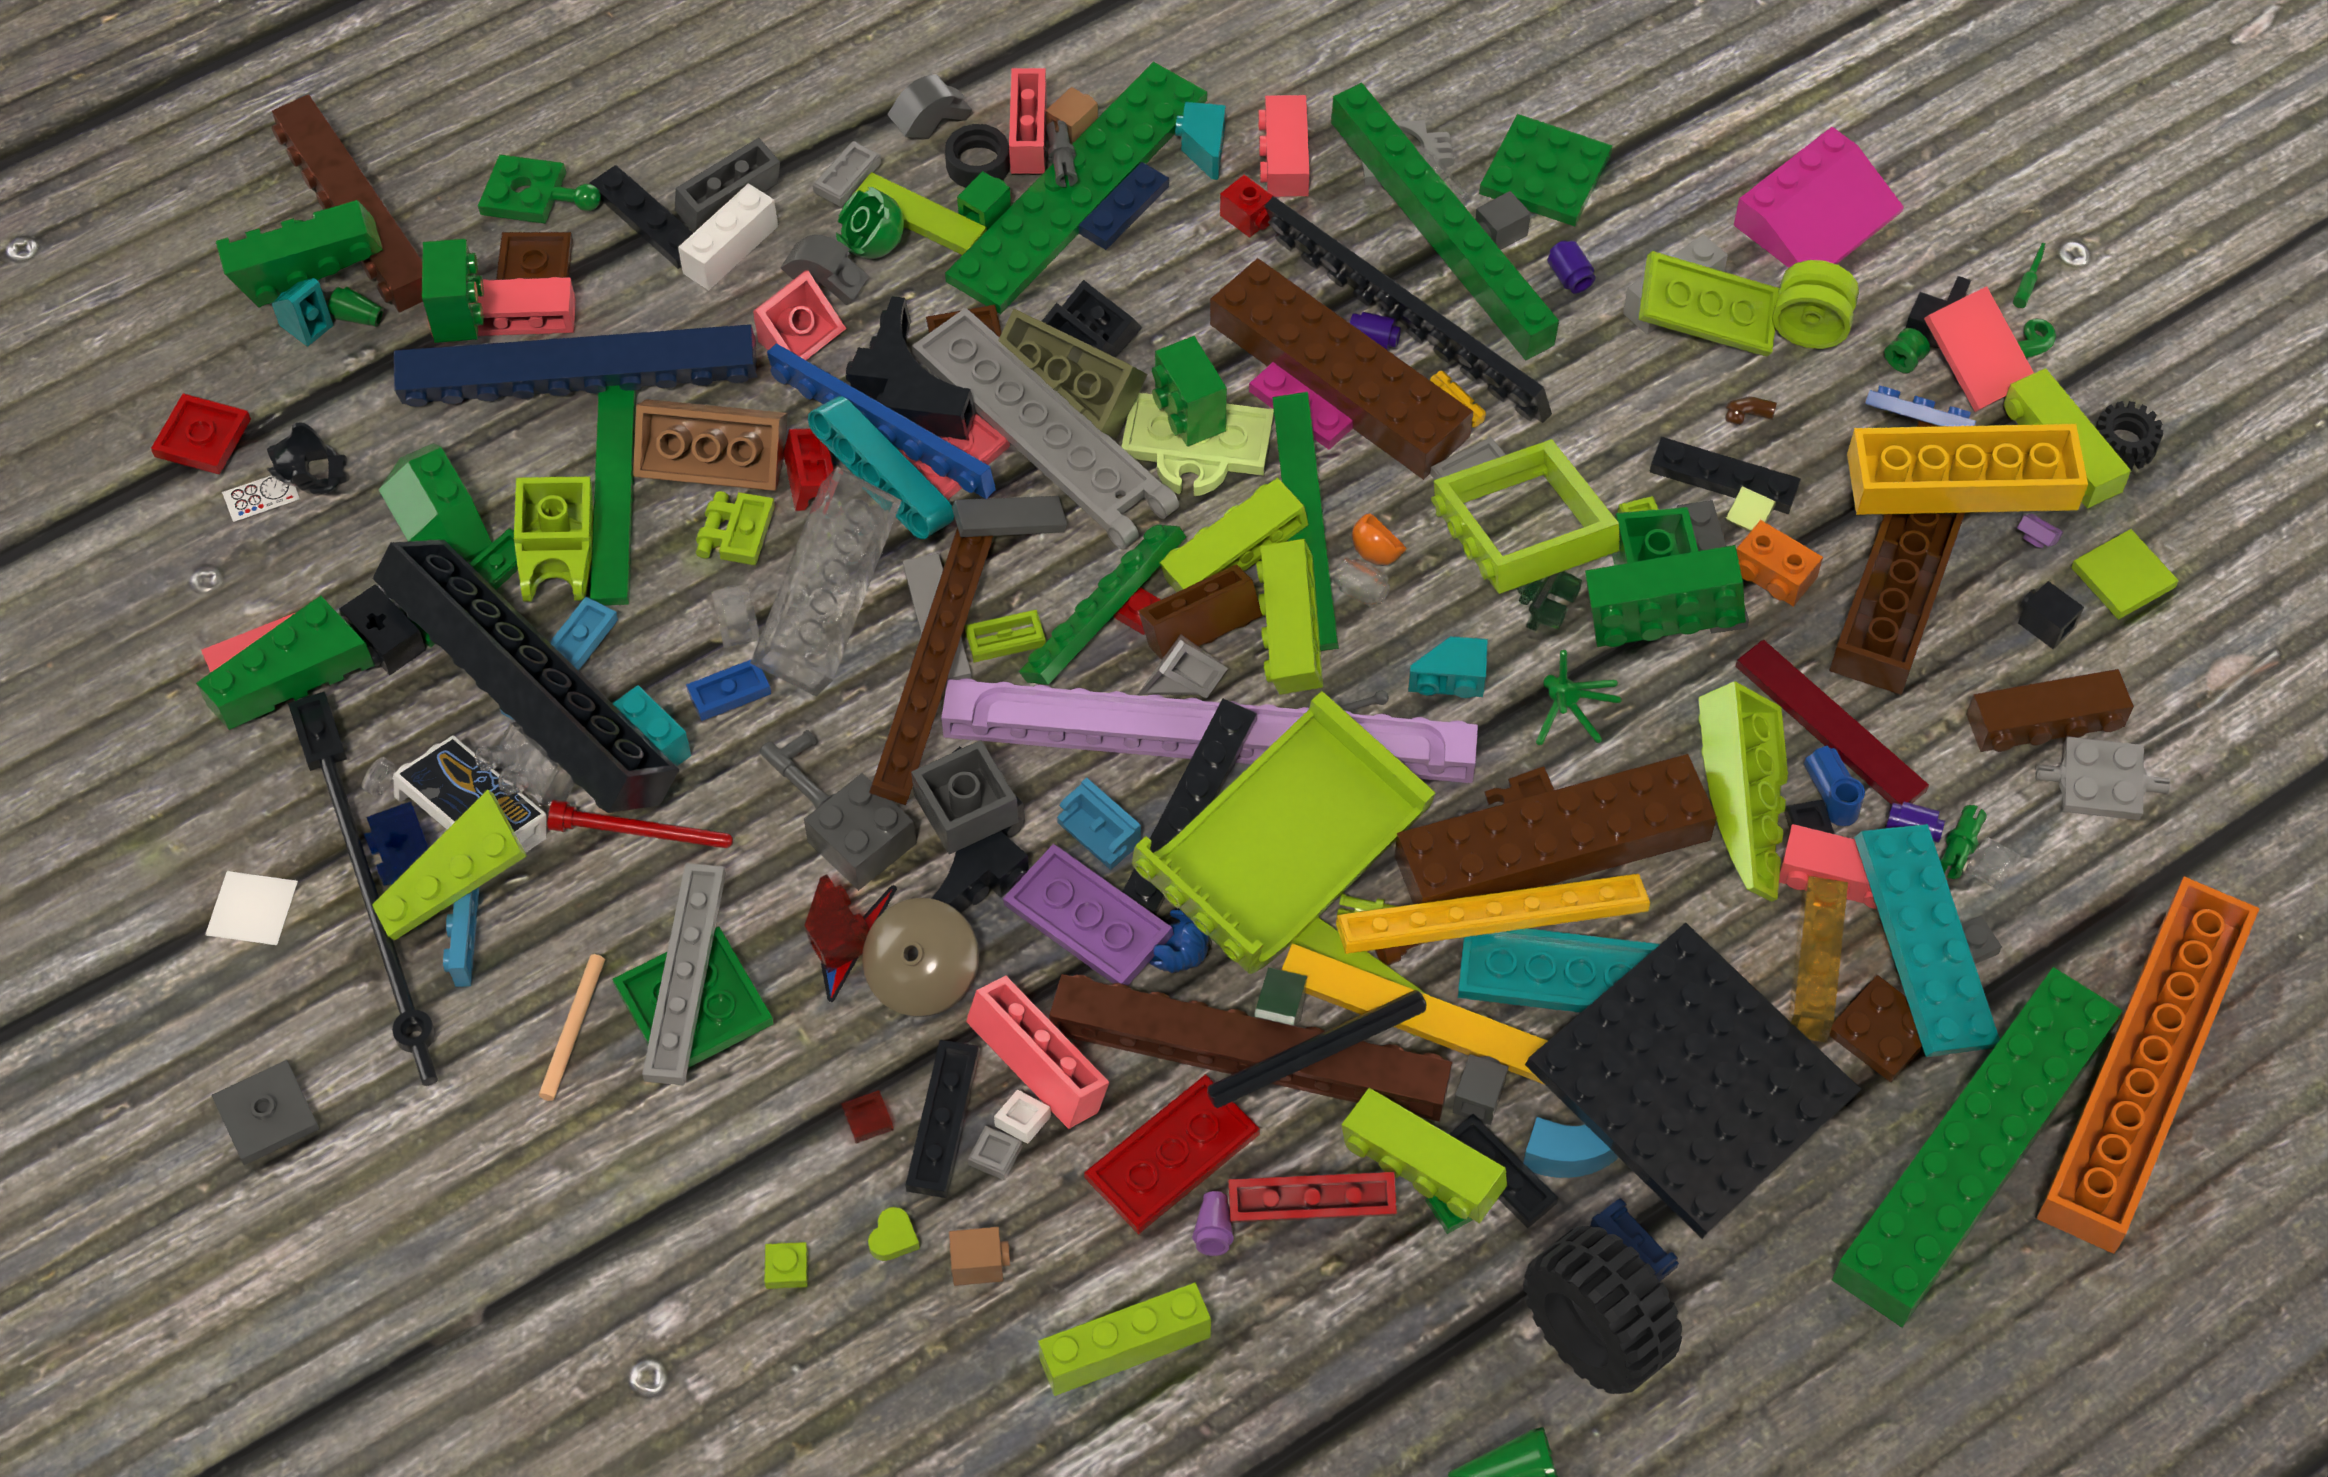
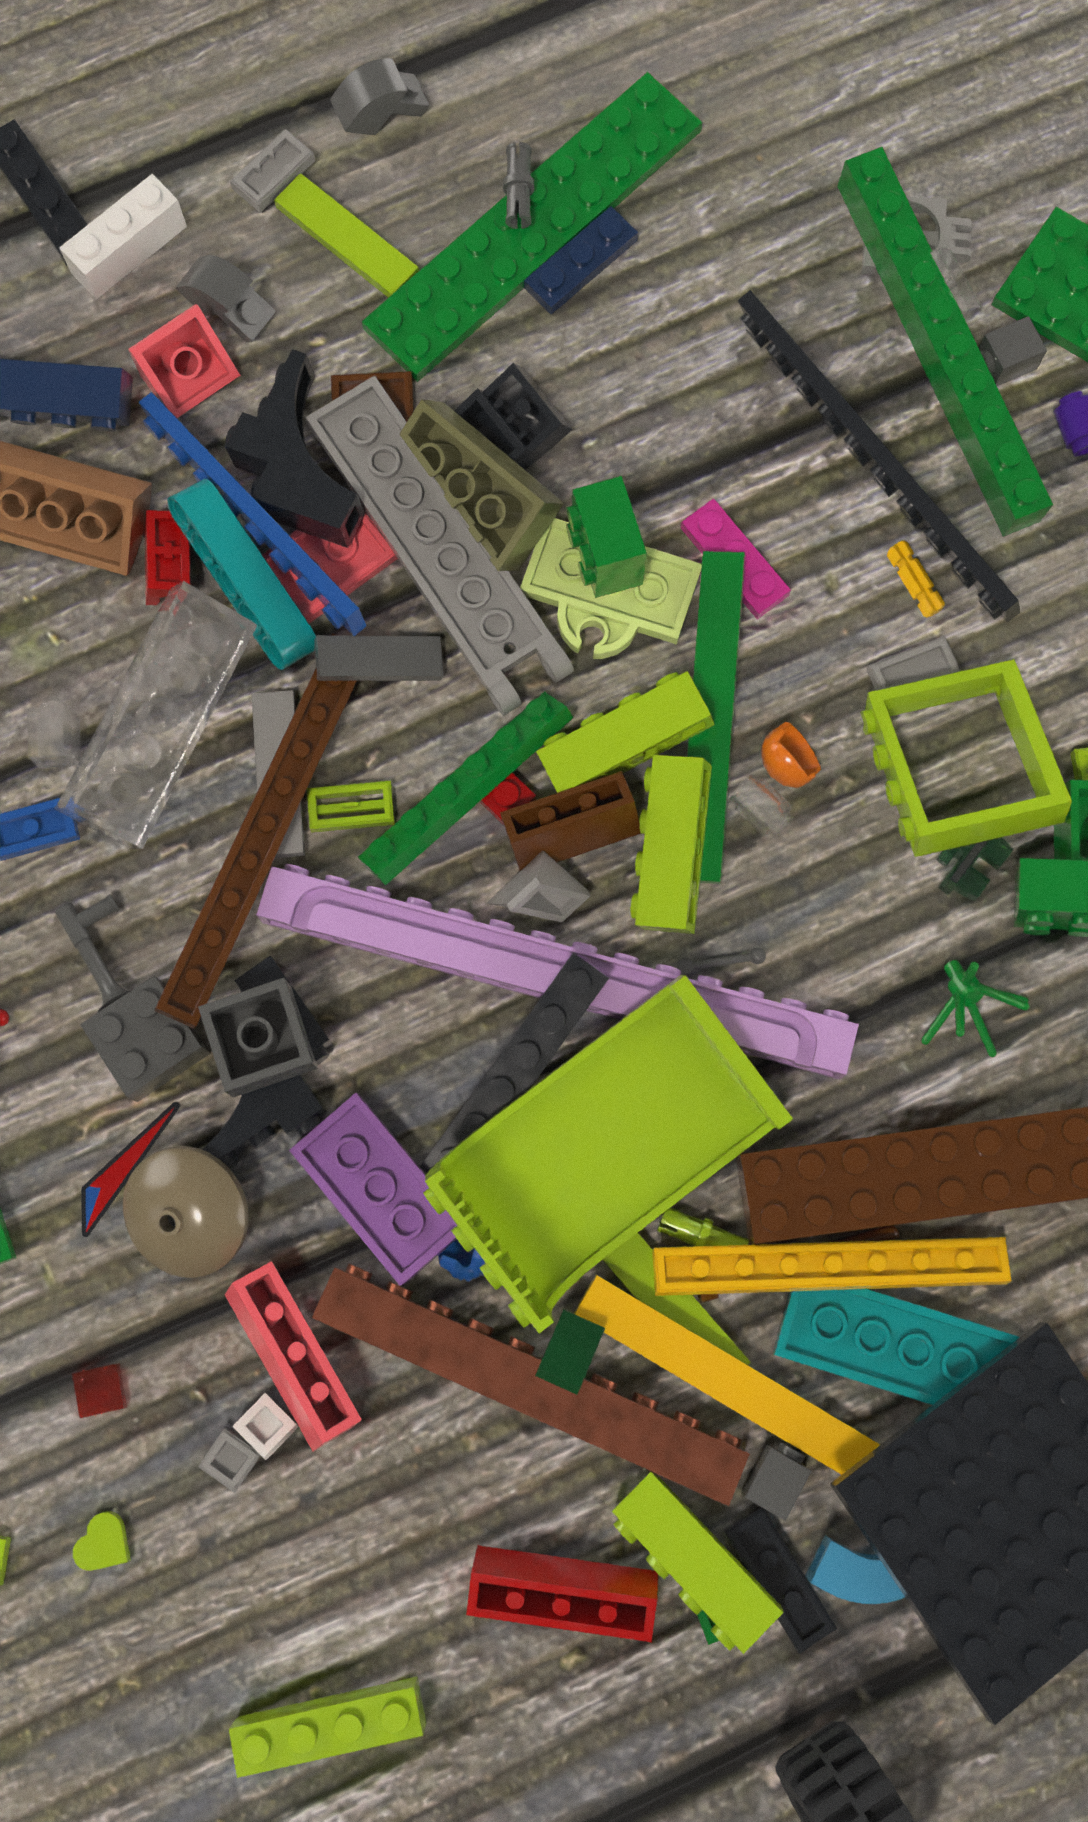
camera: 10 degrees right, 20 degrees up
(714, 187) = (120, 168): dark grey brick -> none
(745, 530) = (83, 624): lime plate -> none
(832, 927) = (95, 1152): clear red slope -> none
(870, 224) = (285, 248): green cylinder -> none
(942, 1119) = (178, 1413): black plate -> none
(976, 137) = (421, 143): black tyre -> none
(978, 1256) = (187, 1592): medium nougat brick -> none
(984, 200) = (421, 232): green brick -> none
(1028, 120) = (487, 133): coral brick -> none
(1075, 110) = (543, 128): medium nougat brick -> none
(1099, 824) = (412, 1071): dark azure hinge -> none
(1170, 1155) = (422, 1495): red tile -> none
(1203, 135) = (686, 181): teal slope -> none
(1213, 1225) = (450, 1596): medium lavender cone -> none
(1244, 205) = (719, 285): red brick -> none
(1284, 145) = (778, 209): coral brick -> none
(1316, 1049) = (600, 1418): black axle -> none
(1342, 365) = (789, 519): reddish brown brick -> none
(1378, 327) = (835, 477): dark purple brick -> none
(1451, 669) = (847, 936): teal slope -> none
(1521, 787) = (900, 1111): reddish brown plate -> none
(1619, 1222) = (910, 1704): dark blue hinge -> none

